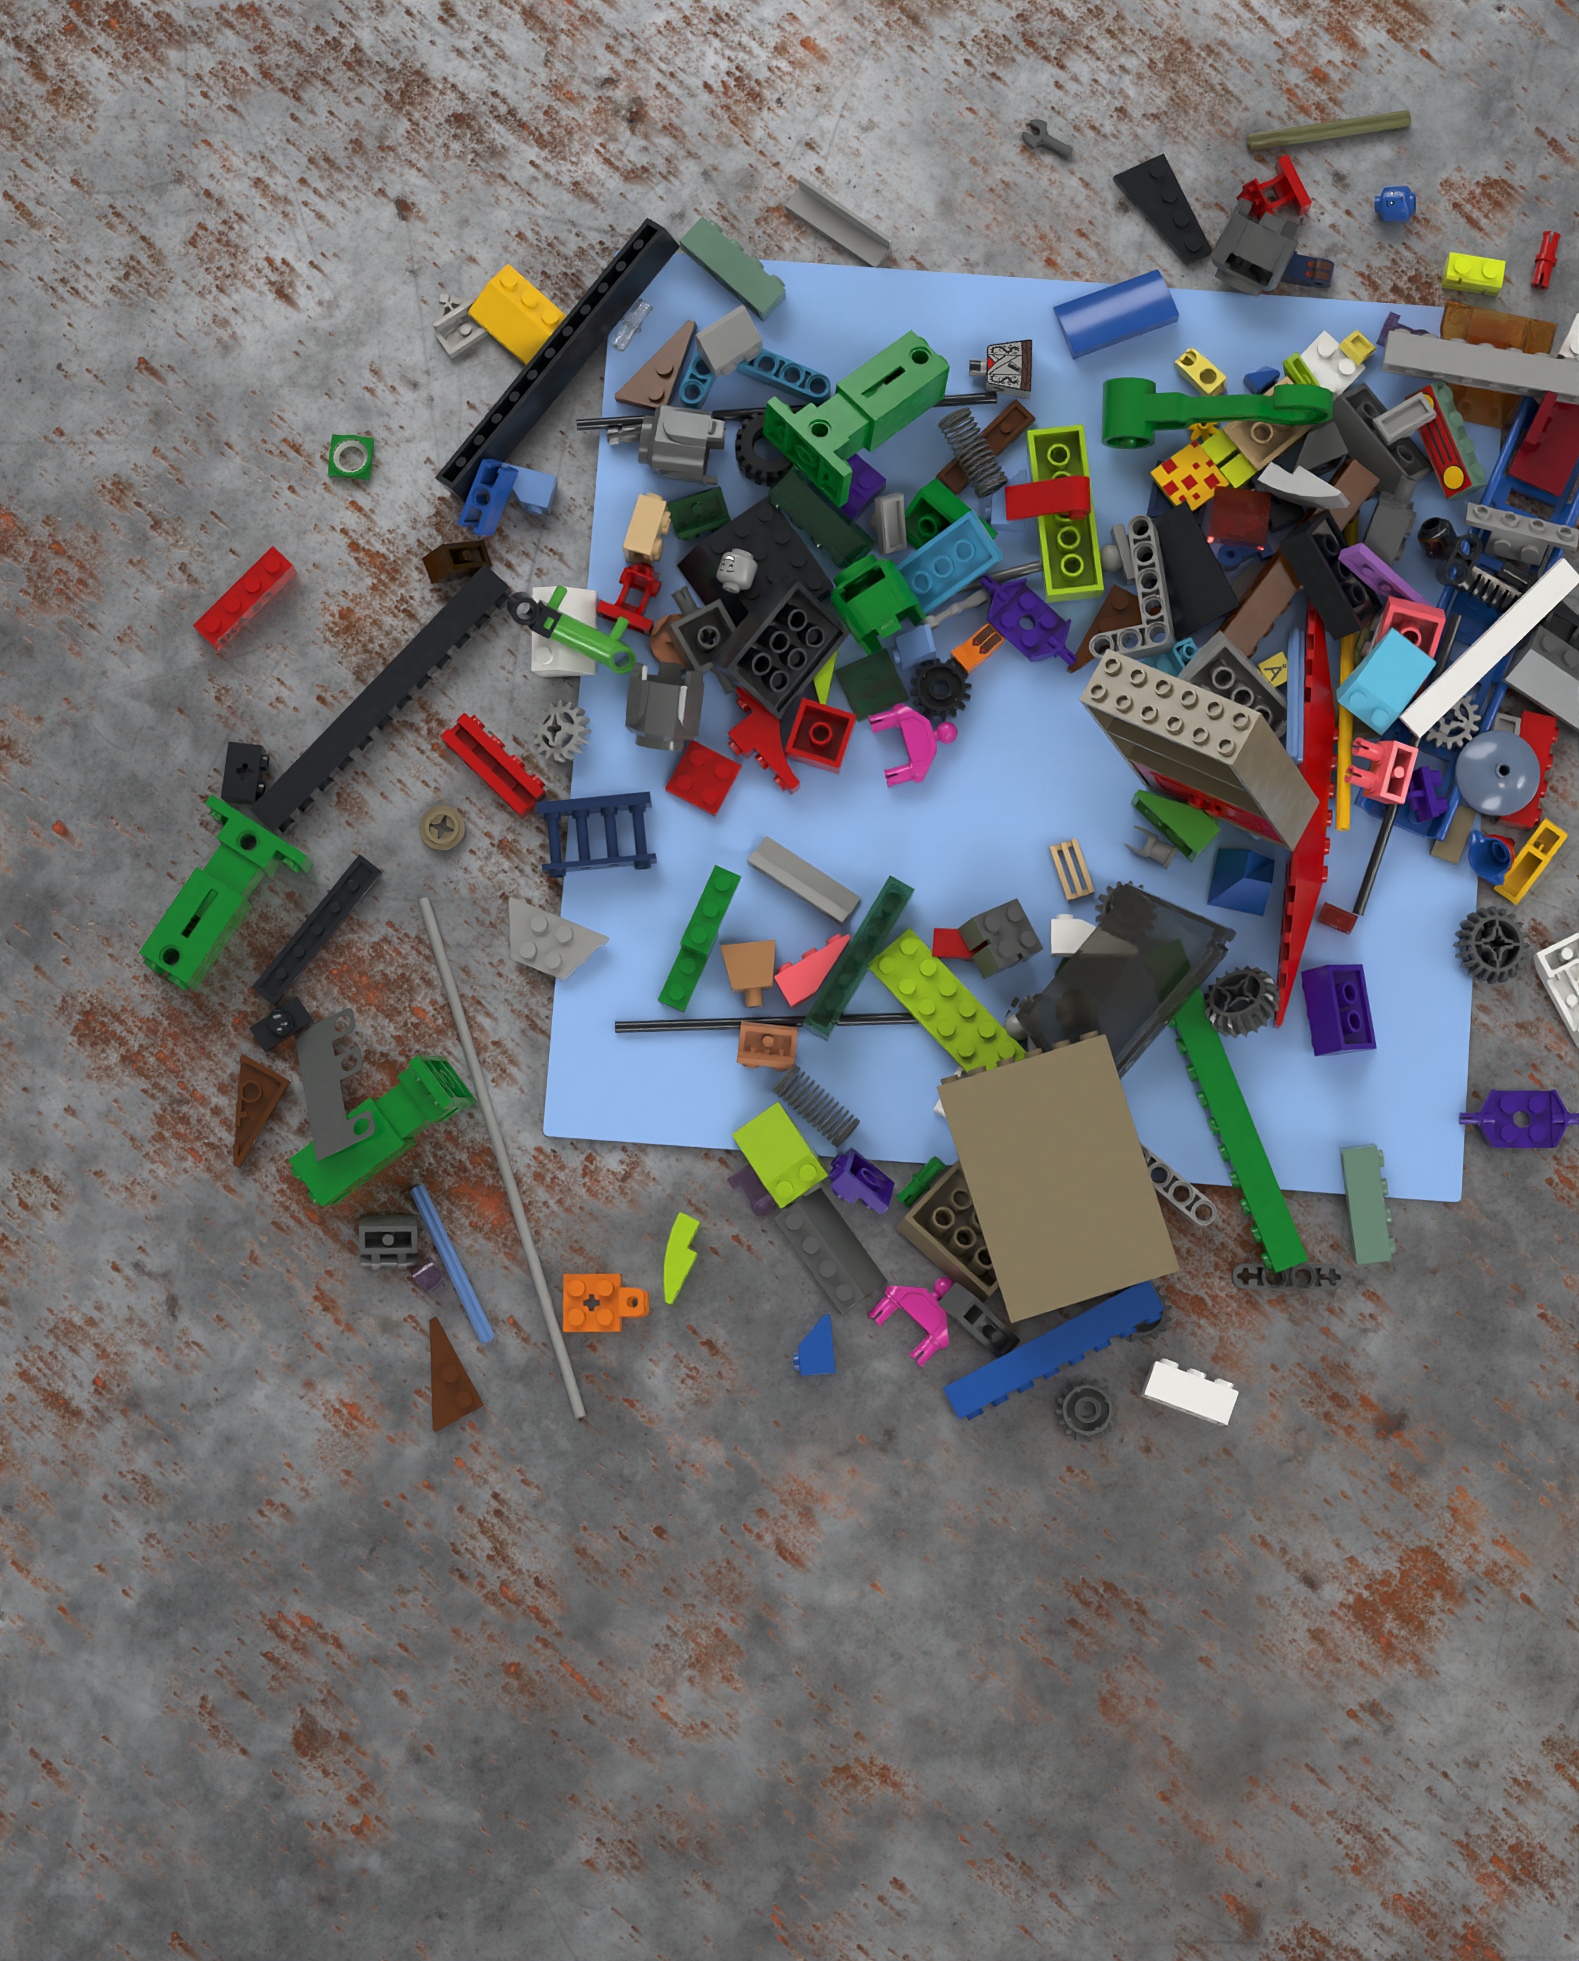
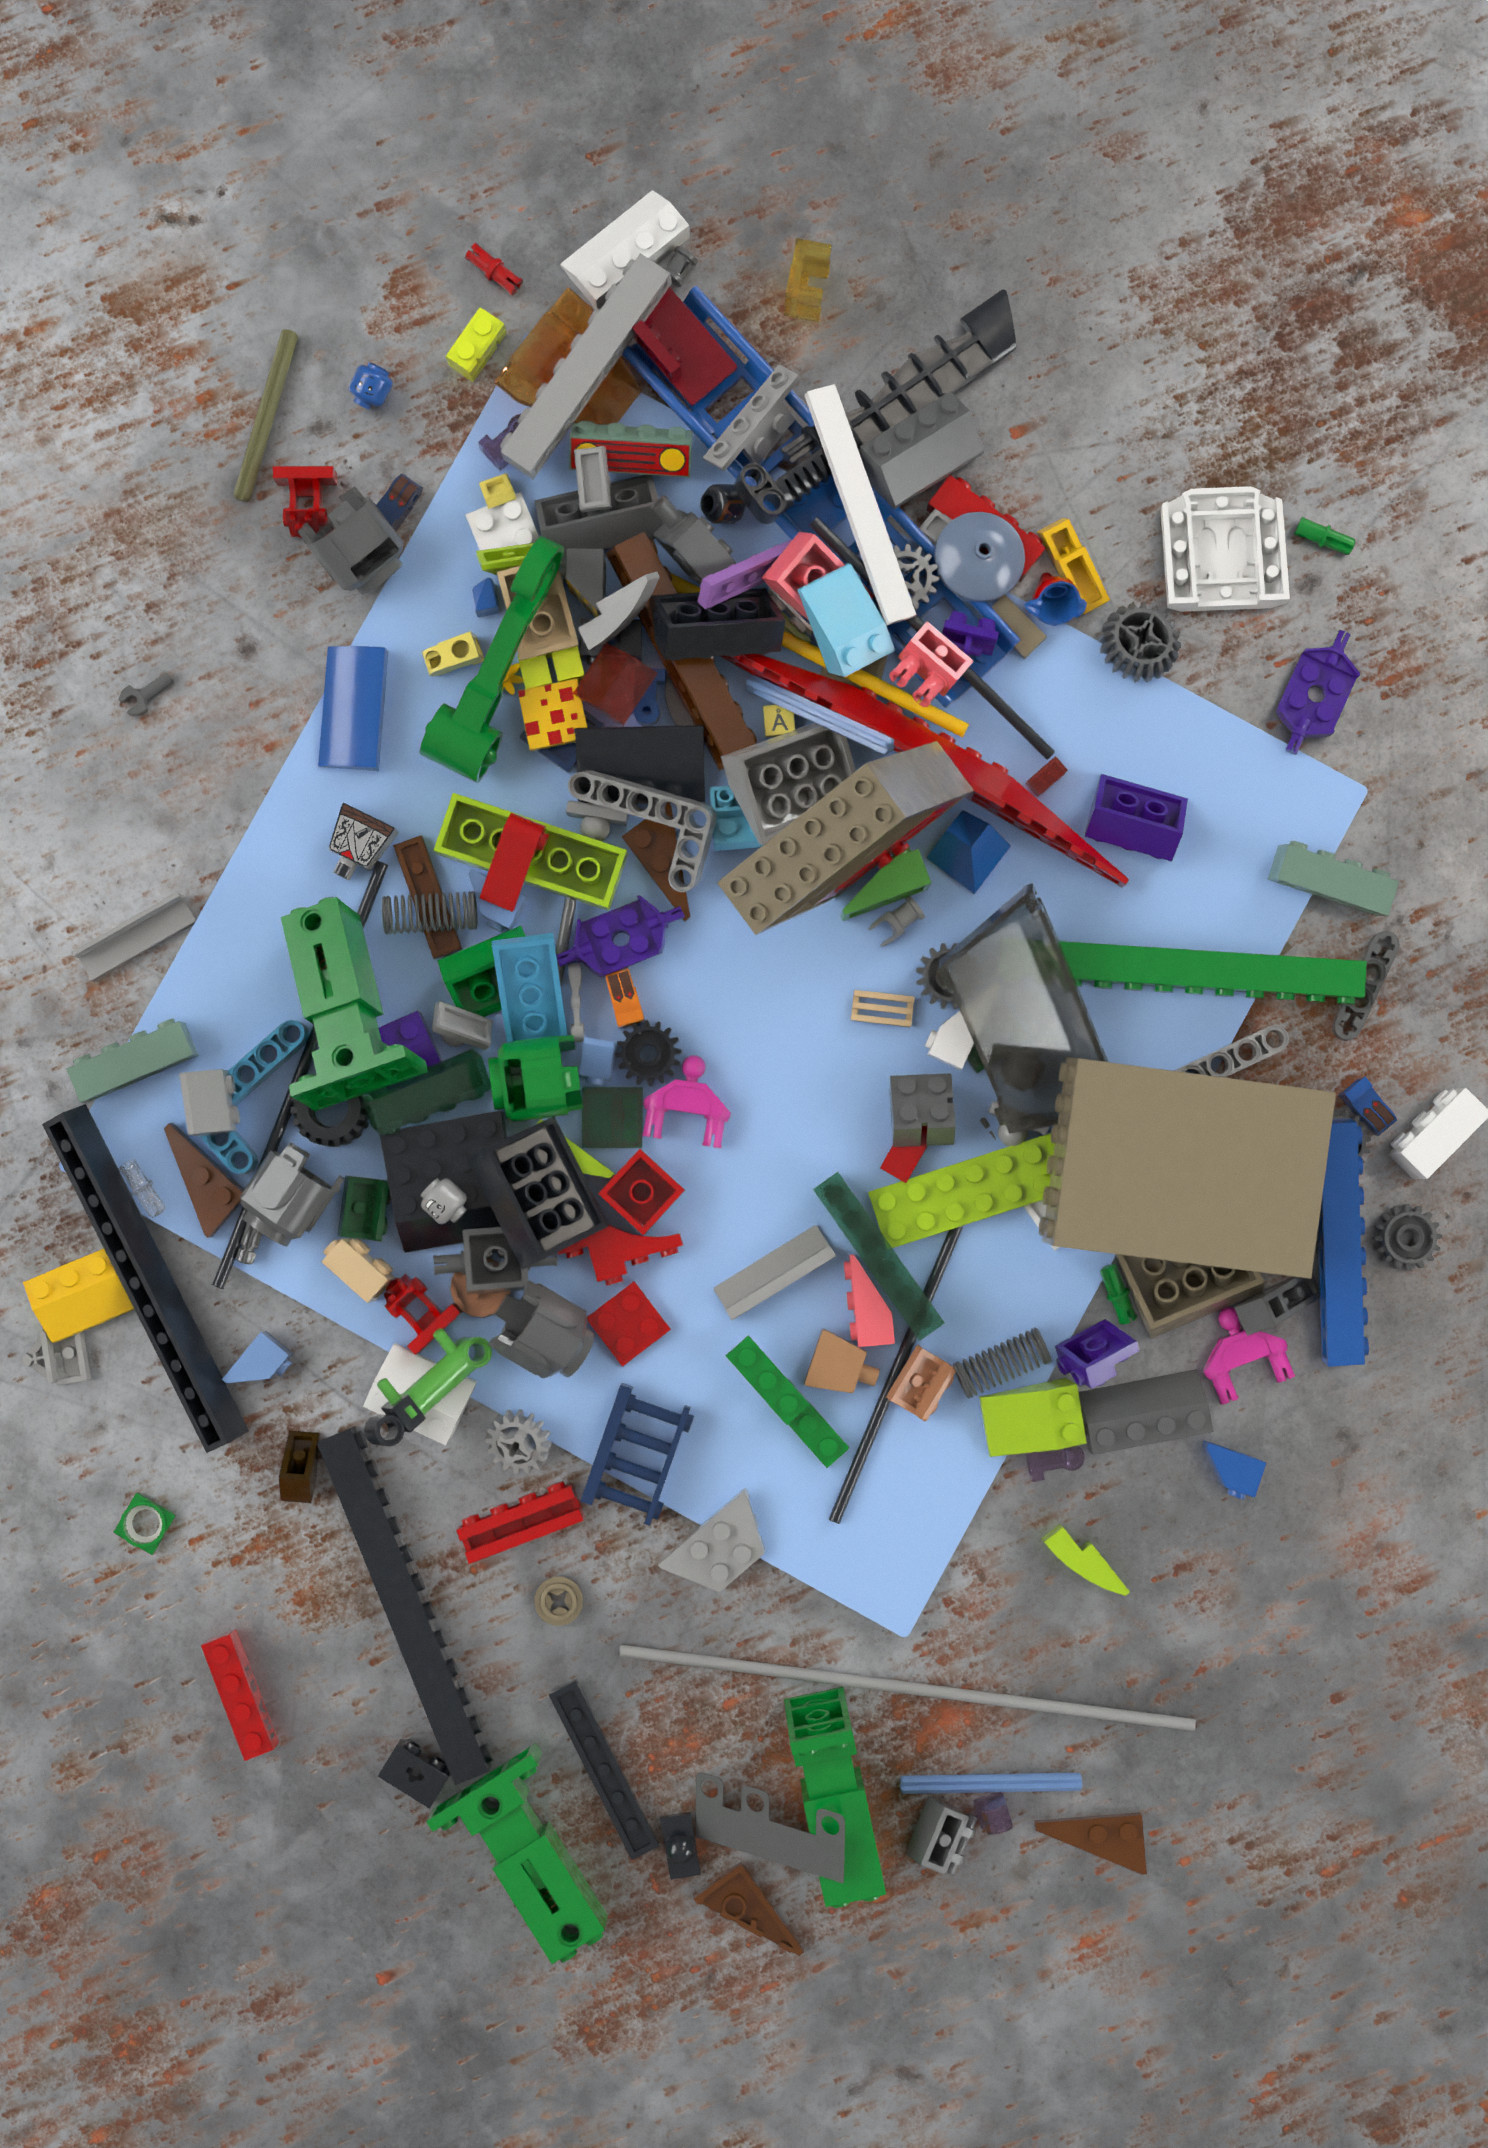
camera: 65 degrees left, 5 degrees up
(477, 499) = (250, 1420): blue piece -> none
(614, 1302) = (1097, 1642): orange plate -> none
(1161, 199) = (259, 610): black wing -> none
(1184, 1325) = (1368, 1106): none -> blue leg
(1235, 1005) = (1100, 910): dark grey gear -> none

